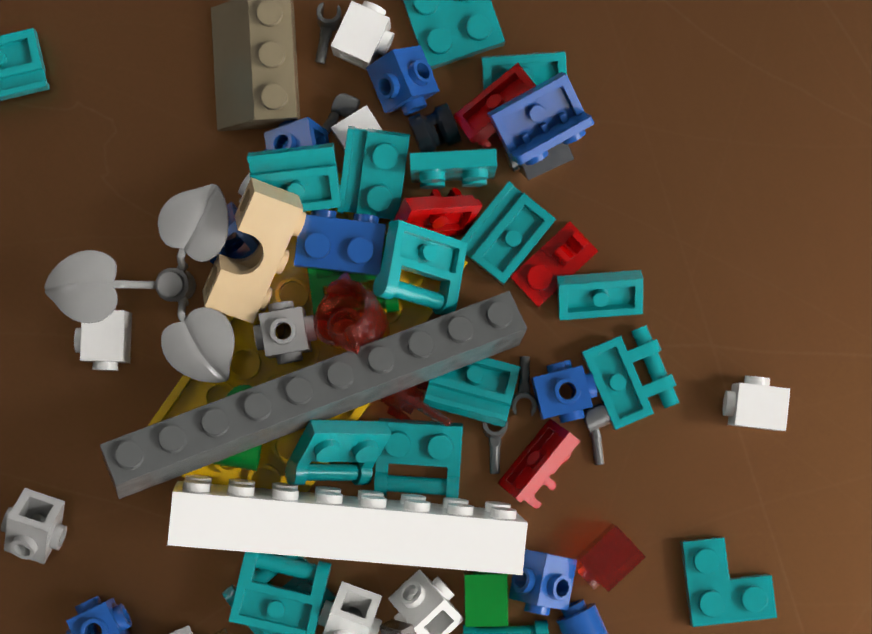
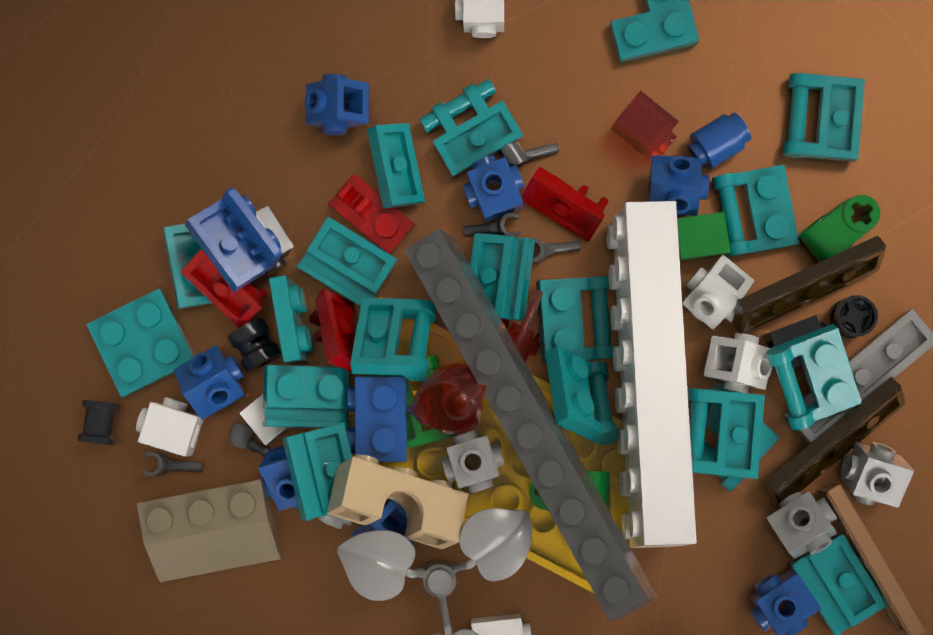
camera: 90 degrees left, 0 degrees up
(670, 242) = (337, 104): none -> blue brick

